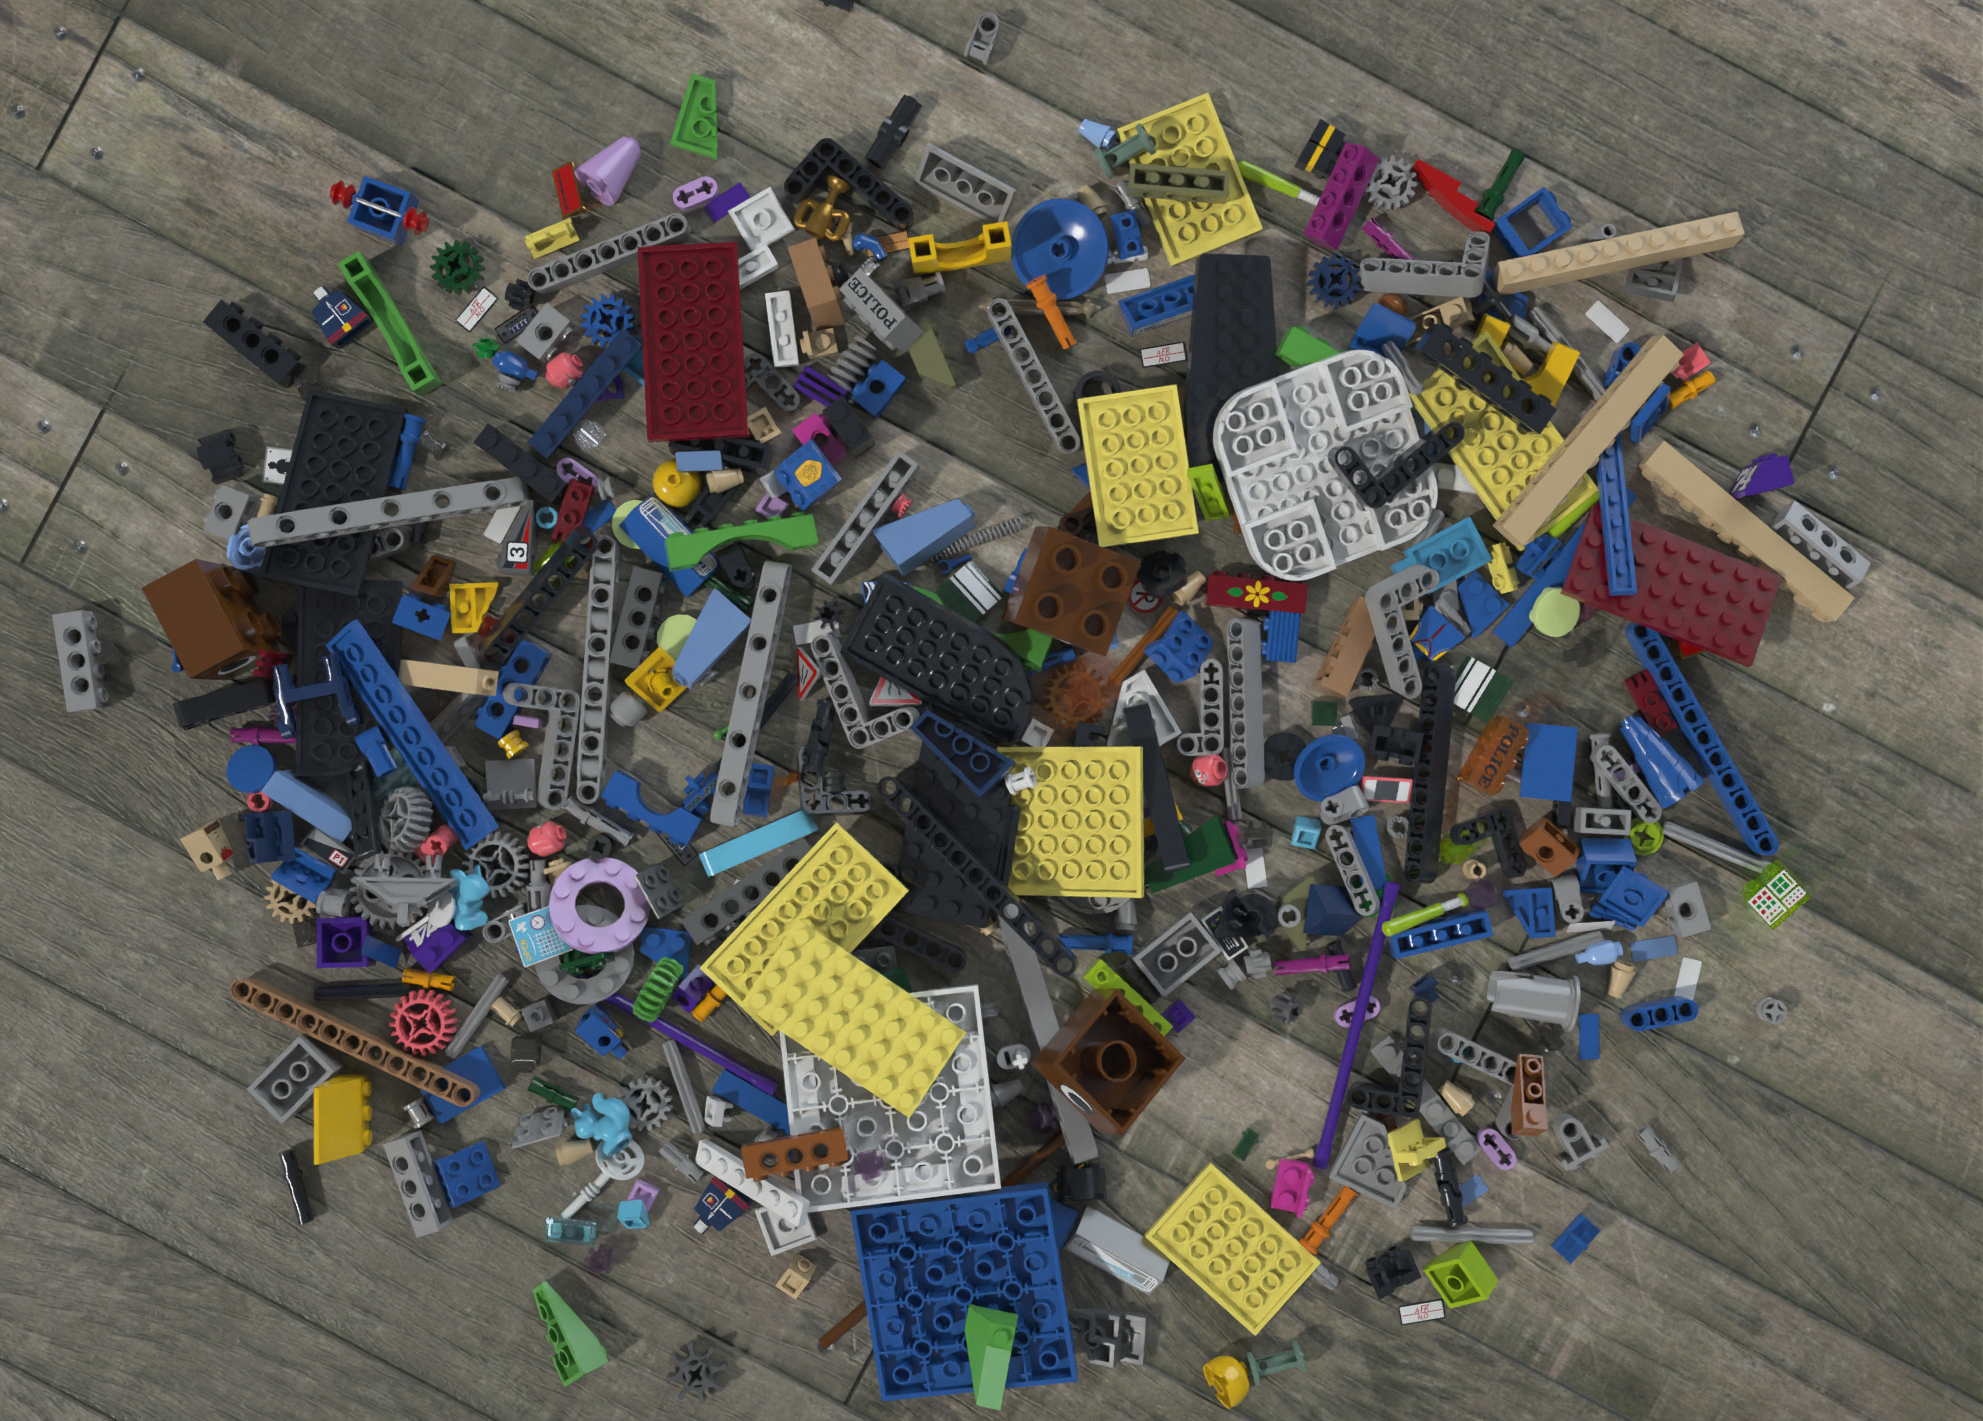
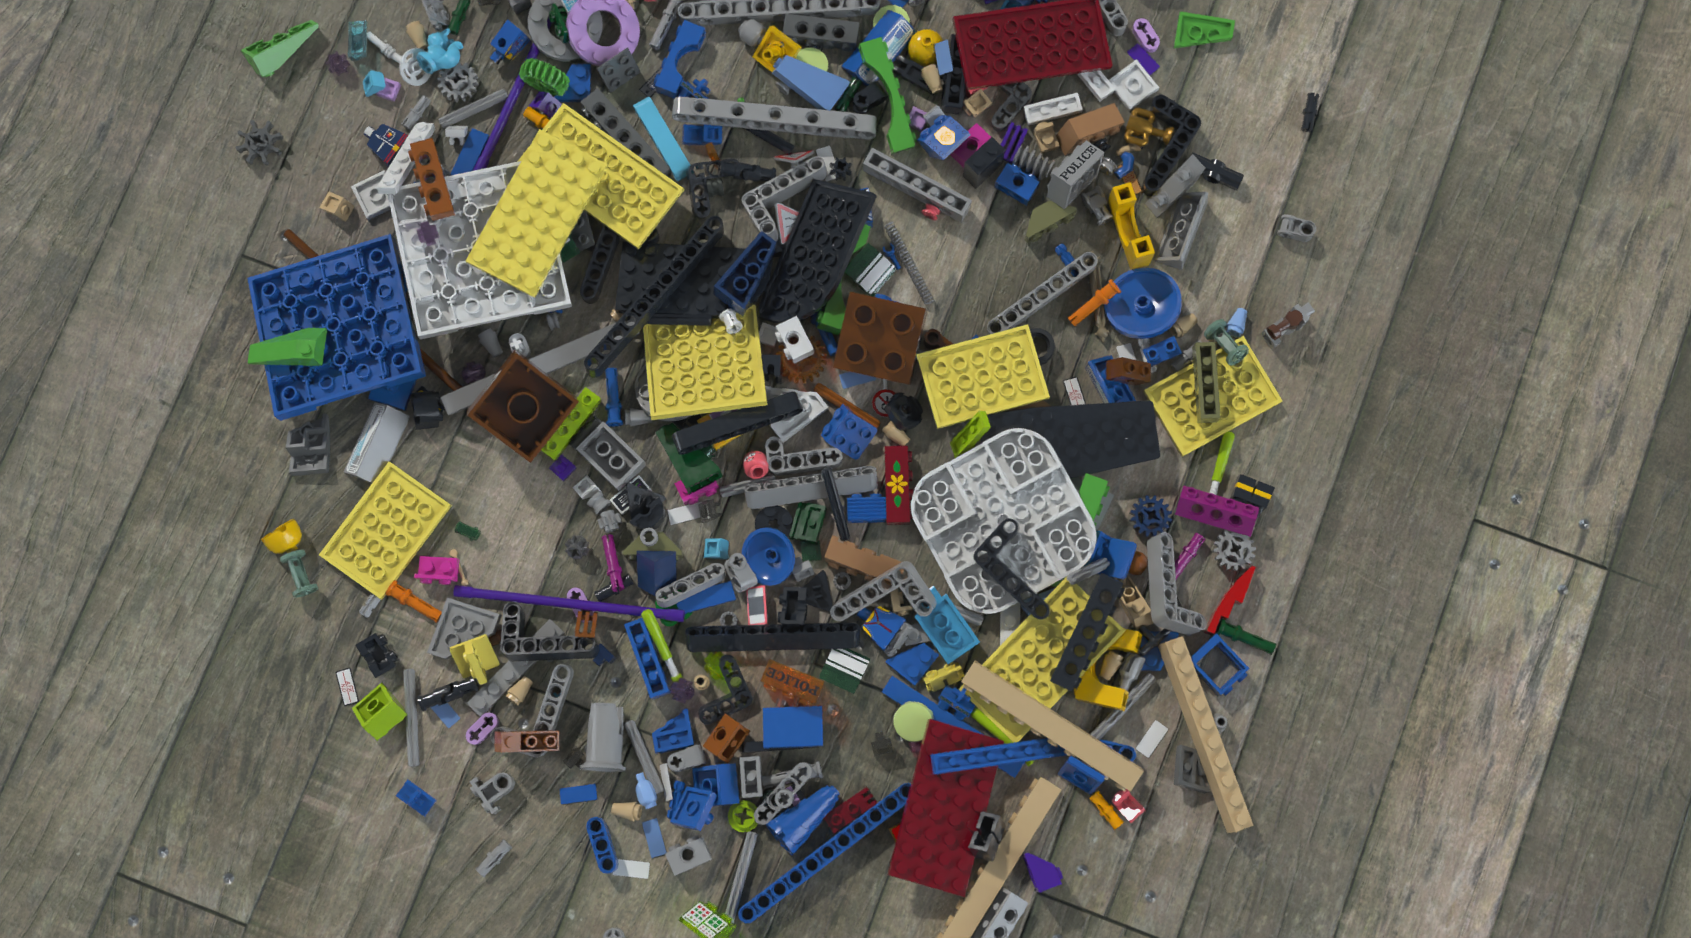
camera: 85 degrees right, 10 degrees down
(605, 844) = (645, 30): pearl dark grey wheel -> none
(911, 183) = (1175, 186): none -> light grey connector
(924, 534) = (910, 229): medium blue slope -> none
(1042, 702) = (797, 351): none -> white brick
(1107, 62) = (1294, 319): none -> hips
(1149, 280) = (1128, 371): none -> reddish brown brick
(1208, 988) = (586, 488): none -> white slope
(1273, 675) = (835, 503): none -> black axle
(1289, 713) = (808, 522): none -> dark green plate
(1377, 1004) = (587, 618): none -> dark orange tile
(1644, 787) = (778, 796): none -> light grey bush
(1705, 531) = (991, 829): none -> black piece

